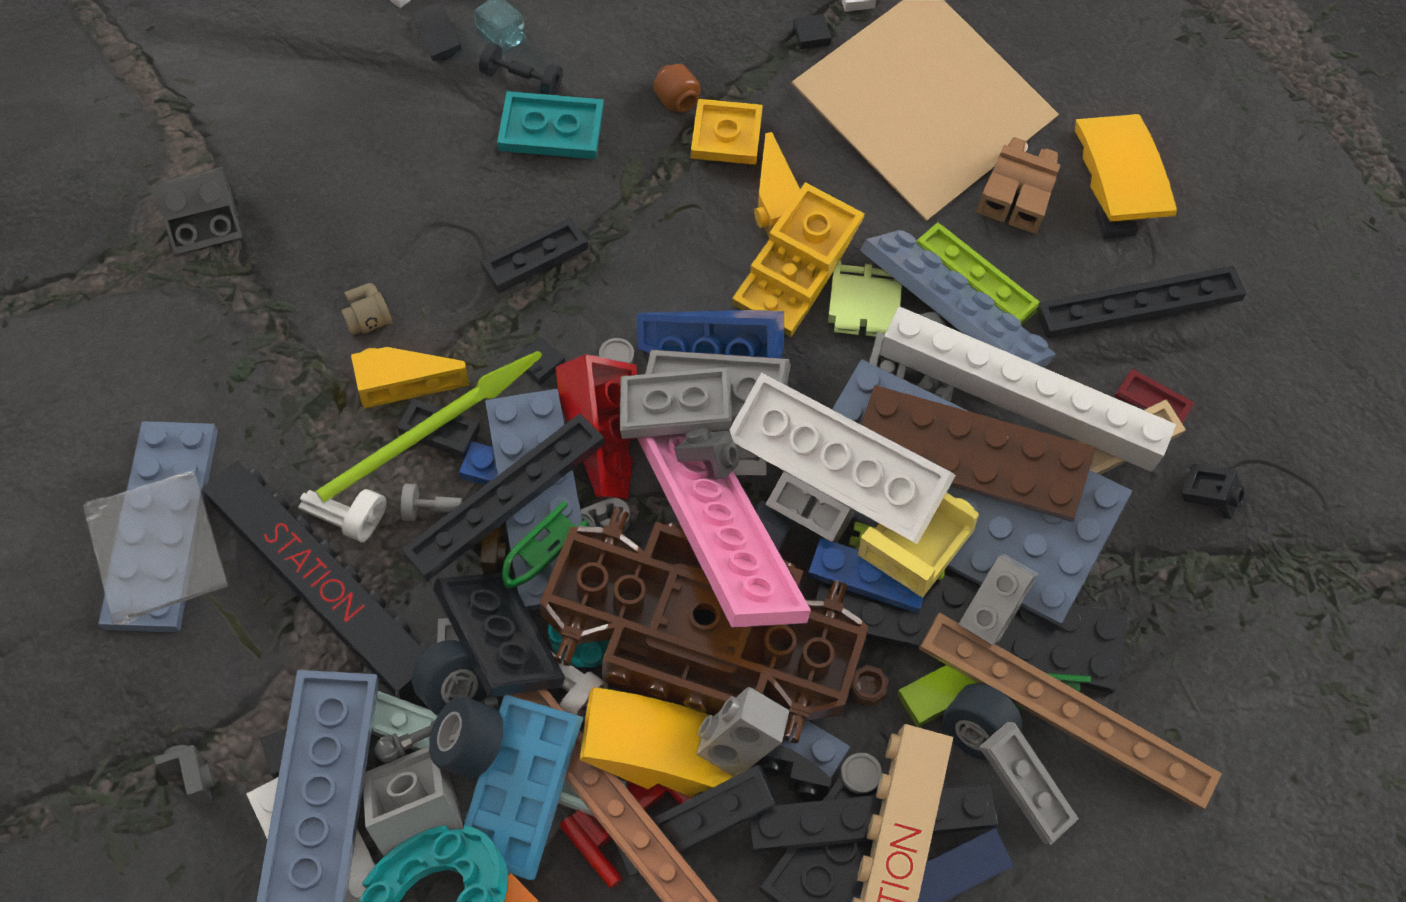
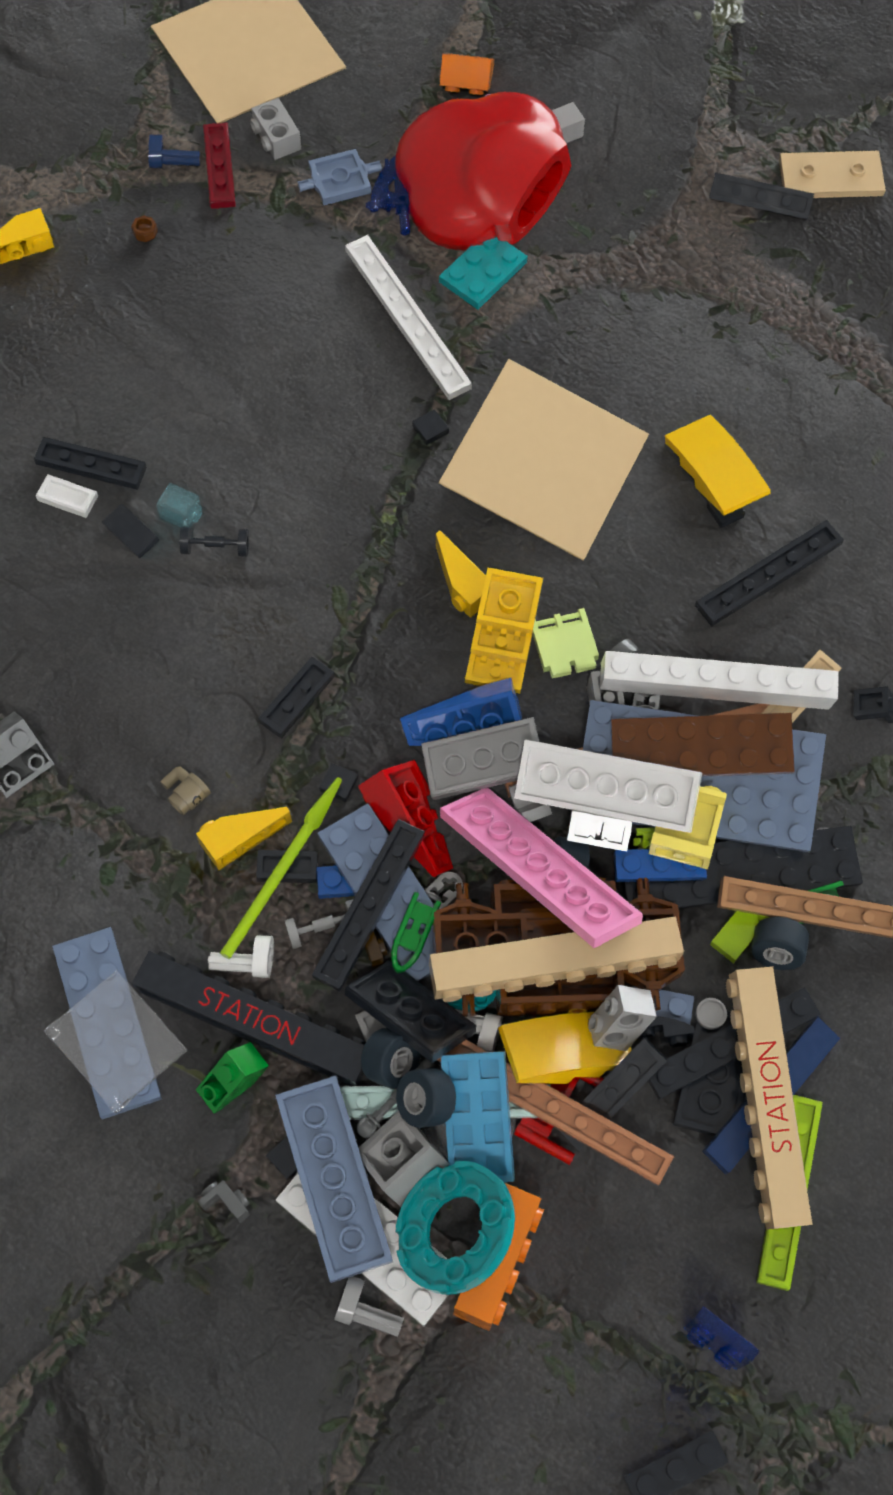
camera: 20 degrees left, 5 degrees up
(265, 633) = (231, 1076): none -> green slope
(551, 125) = (260, 581): teal plate -> none
(618, 350) = (394, 754): light grey piece -> none
(675, 402) = (463, 782): light grey tile -> none
(677, 88) = (346, 514): dark orange head -> none
(687, 630) = (552, 959): none -> tan brick
(711, 446) = (506, 810): dark grey bracket -> none
(726, 131) = (401, 539): yellow plate -> none
(869, 685) = (692, 945): reddish brown tile -> none
(952, 296) = (634, 621): sand blue plate -> none
(979, 272) = (639, 593): lime tile -> none
(998, 599) = (762, 850): light grey brick -> none
(1022, 174) = (645, 507): medium nougat hips -> none
(1029, 783) = (830, 976): light grey tile -> none
(1144, 393) = (802, 647): dark red tile -> none

